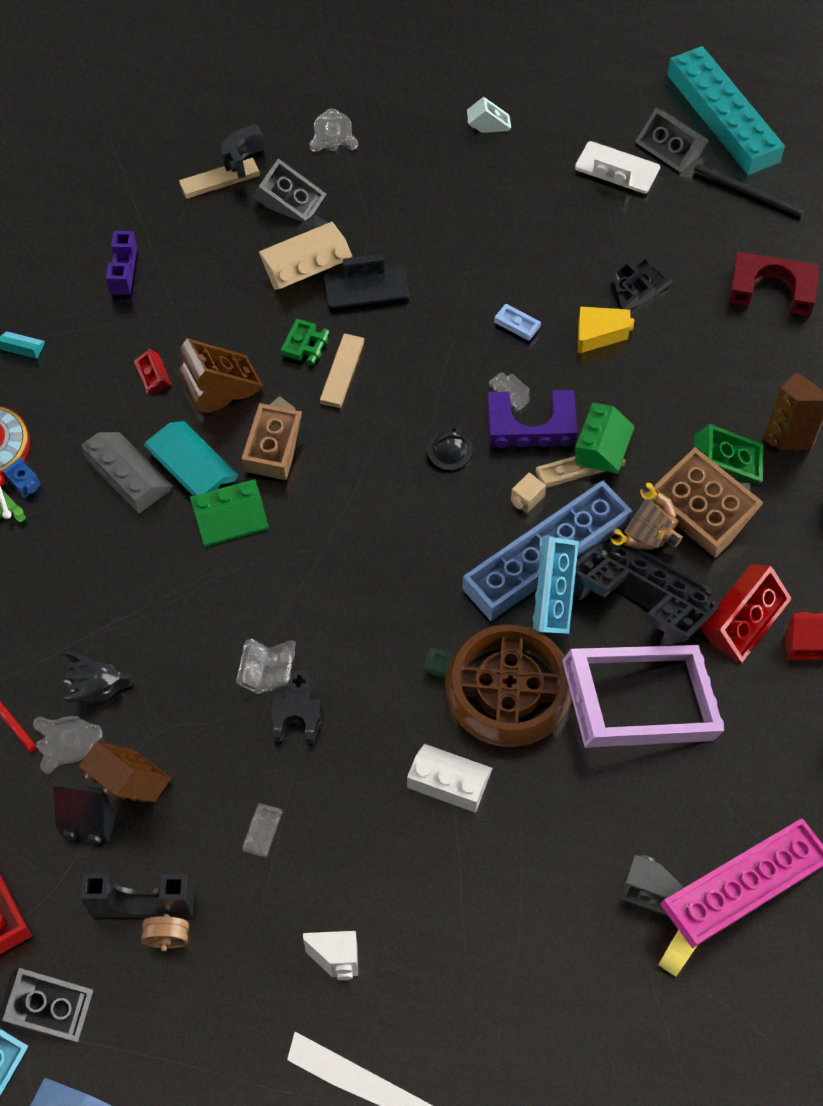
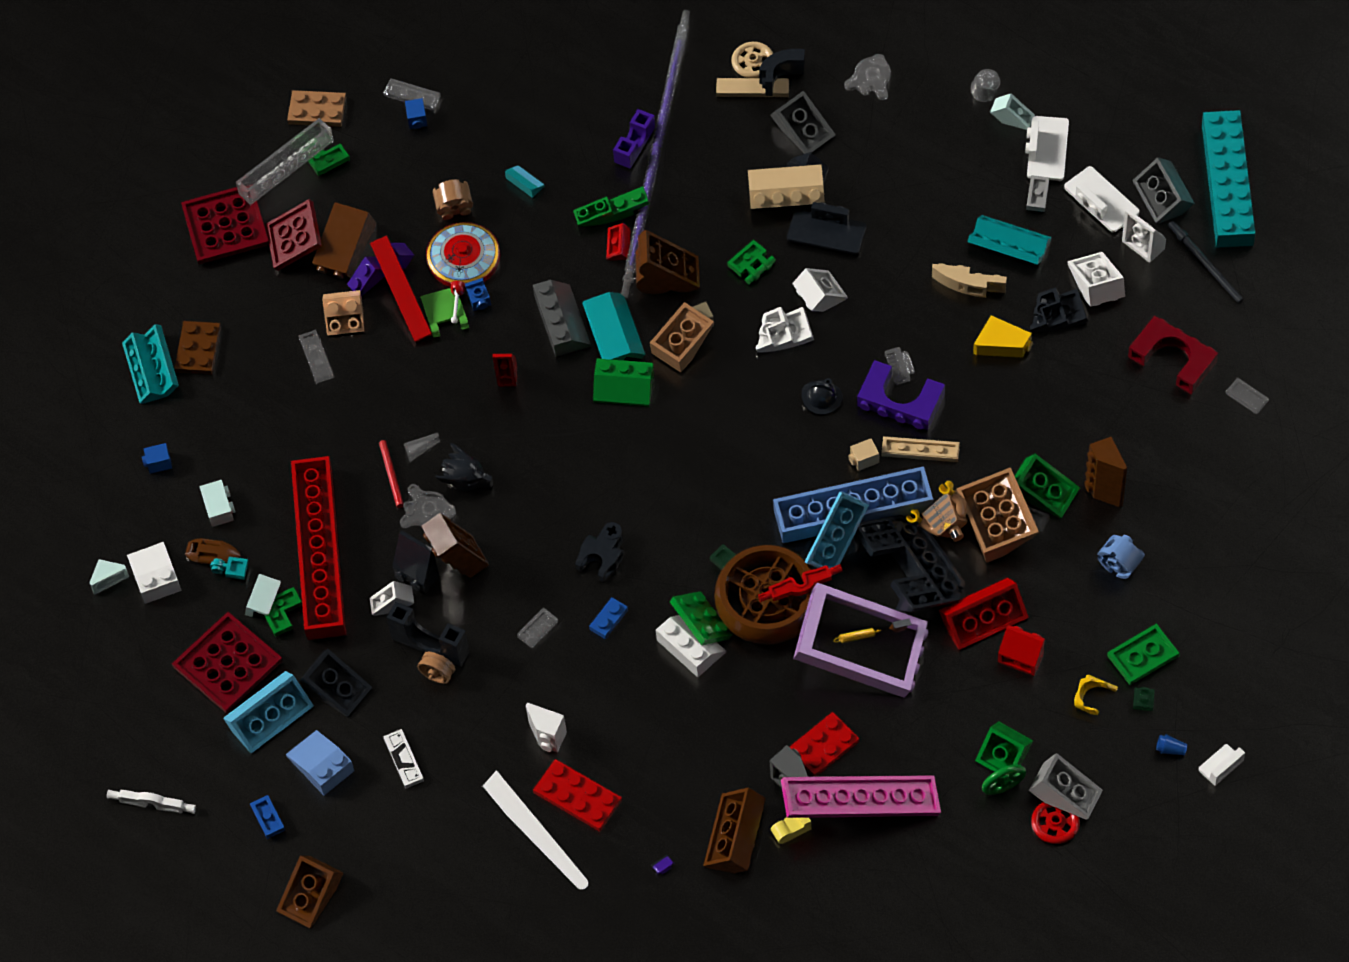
camera: 30 degrees right, 0 degrees up
(26, 670) = (420, 445): none -> clear piece
(70, 866) = (394, 592): none -> white slope
(91, 546) = (505, 369): none -> red slope
(130, 341) = (615, 209): none -> green slope
(151, 277) = (656, 148): none -> clear hose
(173, 1068) = (403, 758): none -> white tile
(205, 153) = (748, 47): none -> tan plate
(265, 667) = (593, 510): clear bracket -> none
(340, 784) = (608, 618): none -> blue plate
(342, 371) = (769, 298): tan tile -> none
(374, 397) = (784, 330): none -> white slope
(389, 344) = (819, 289): none -> white slope
(409, 1021) = (577, 795): none -> red plate
(448, 742) = (701, 618): none -> green plate
(449, 102) = (985, 85): none -> clear hair
(517, 322) = (935, 309): light blue plate -> none
(528, 285) = (961, 280): none -> tan slope
(539, 666) = (790, 587): none -> red piece
(540, 139) = (1047, 147): none -> white bracket
(552, 232) = (1009, 239): none -> teal slope
(555, 181) = (1037, 193): none -> light grey plate
(555, 1066) = (663, 864): none -> dark purple piece
(603, 439) = (947, 433): green slope -> none
(619, 986) = (735, 831): none -> reddish brown slope
(642, 691) = (857, 635): none -> yellow piece
(659, 238) = (1097, 279): none -> white slope
(660, 830) = (825, 744): none -> red plate
(678, 660) = (900, 625): none -> black piece
(682, 182) = (1142, 237): none -> white slope

